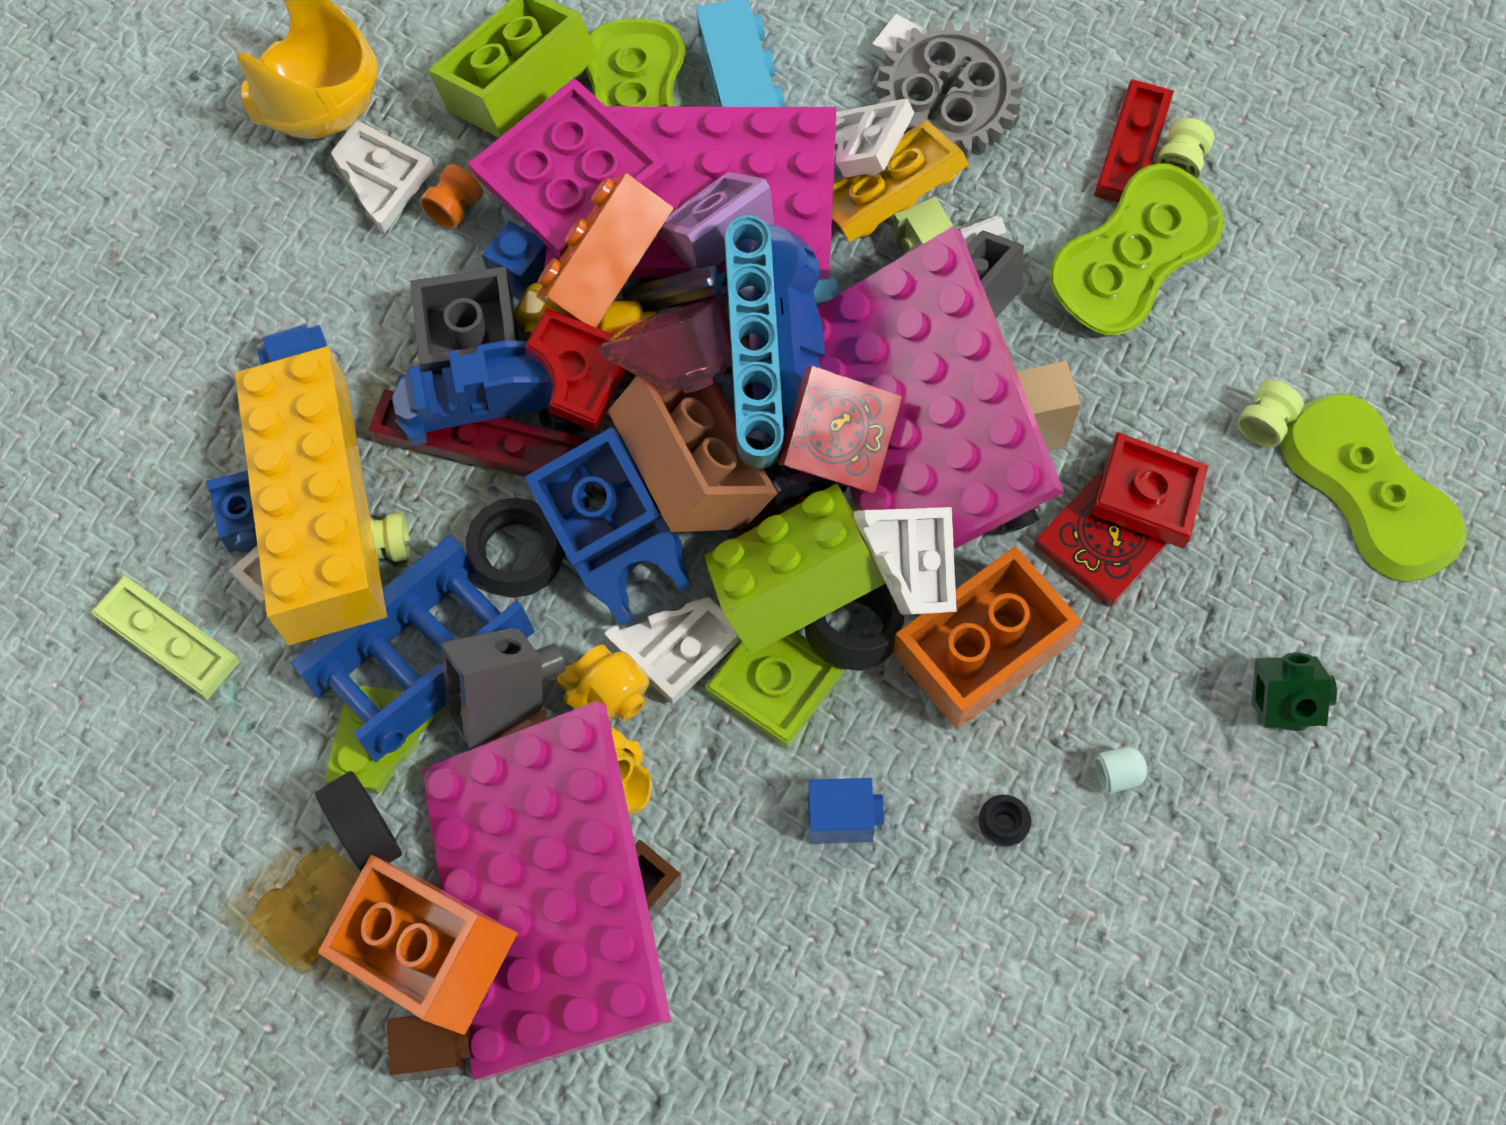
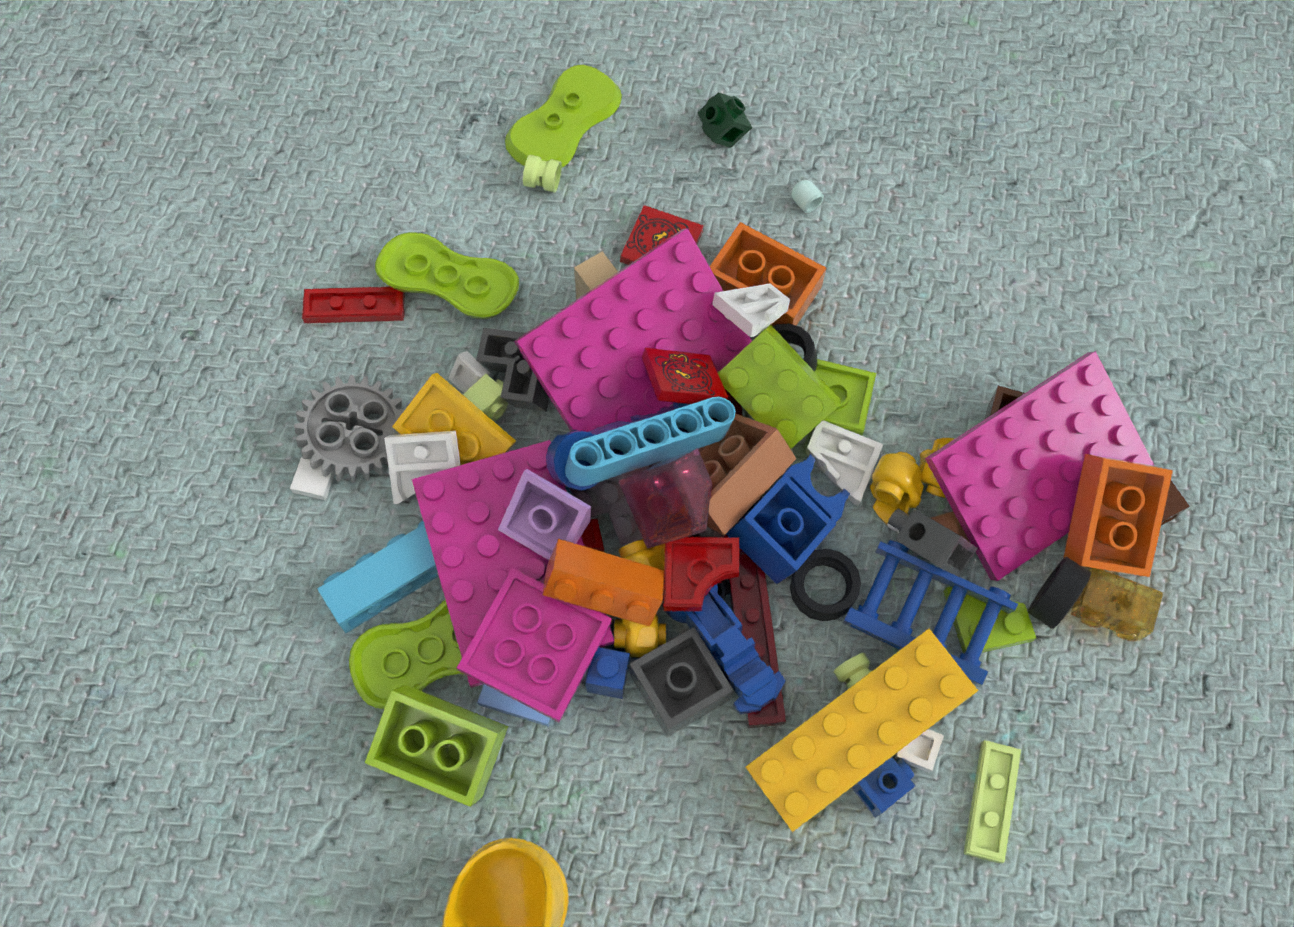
camera: 115 degrees left, 0 degrees up
(291, 343) = (744, 810): blue brick -> none
(380, 171) = (565, 817): white wing -> none
(451, 196) = (566, 751): orange wheel -> none
(676, 288) = (614, 511): axle -> none
(843, 810) = (904, 327): blue brick -> none
(1015, 810) = (864, 238): black plate -> none
(1150, 490) = (622, 224): red tile -> none
(1187, 145) = (357, 267): yellowish green wheel -> none

